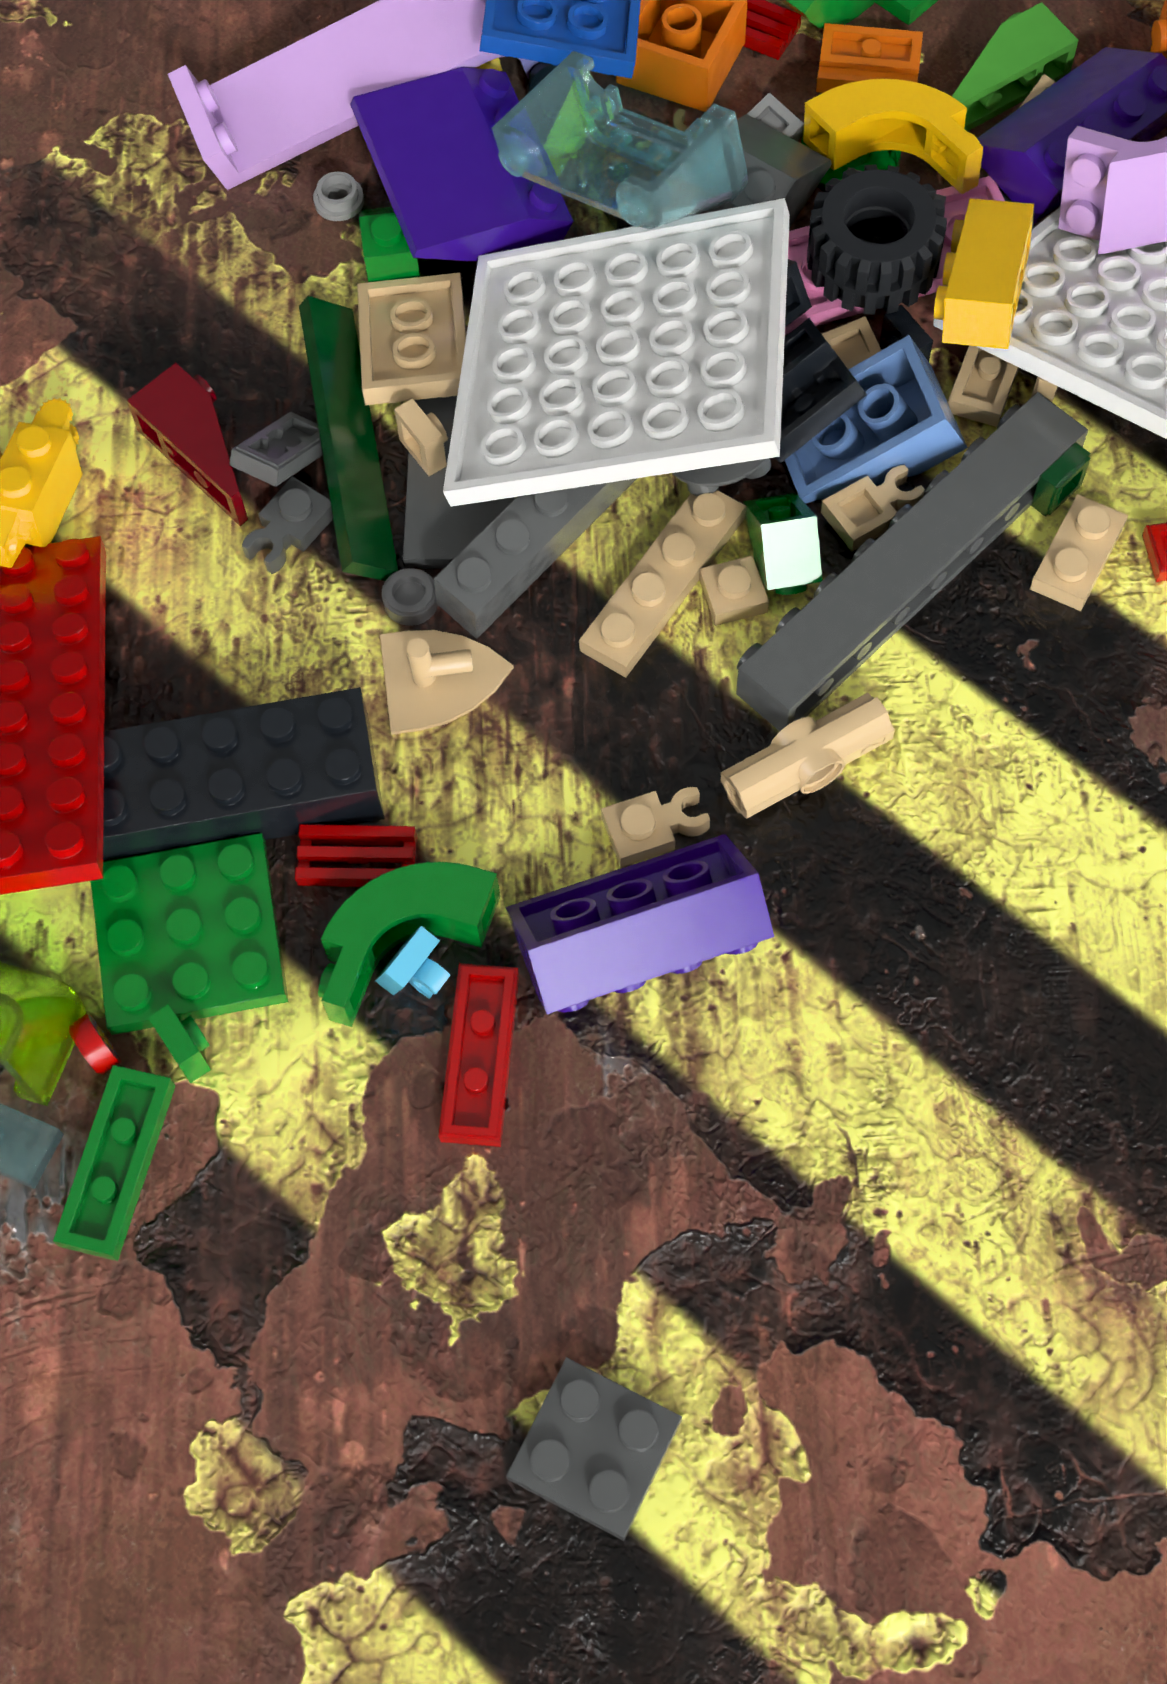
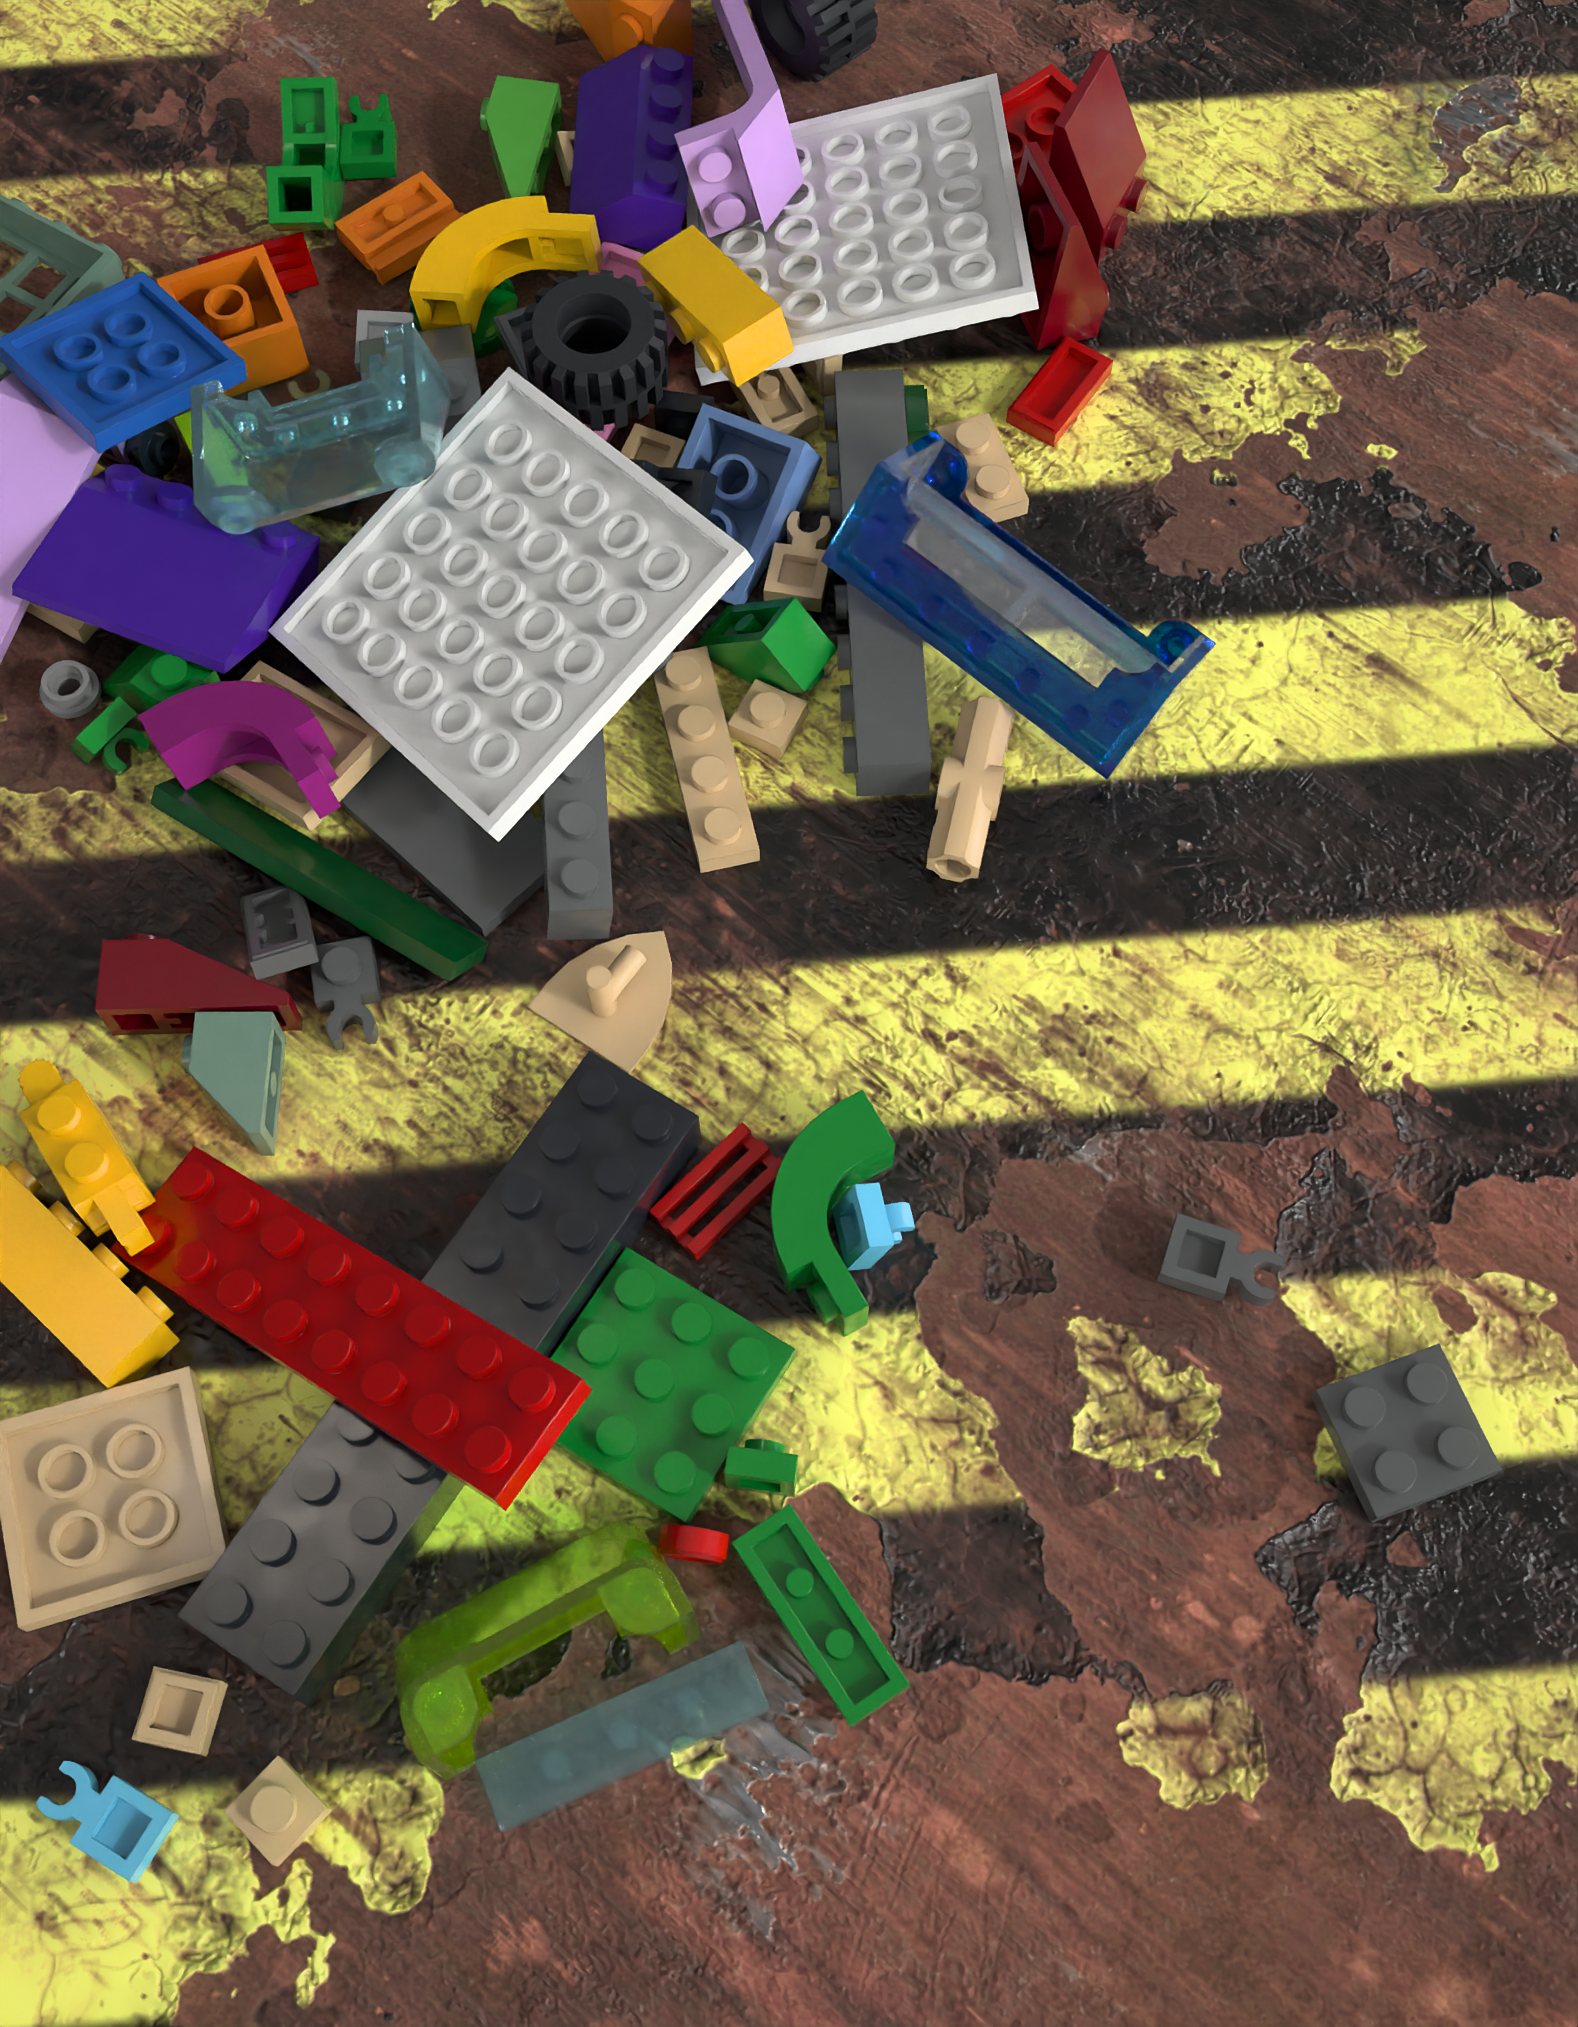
camera: 50 degrees left, 0 degrees up
(169, 517) = (240, 1070): none -> sand green slope
(324, 240) = (106, 732): none -> green tile
(384, 292) = (239, 724): none -> magenta arch
(409, 596) = (519, 953): flat silver tile -> none
(422, 436) = (392, 814): tan plate -> none
(479, 1055) = (991, 1243): red tile -> none
(596, 1205) = (1206, 1261): none -> dark grey plate
(640, 923) = (995, 1026): slope -> none
(645, 828) = (912, 953): tan plate -> none
(965, 655) = (1007, 609): none -> clear blue windscreen

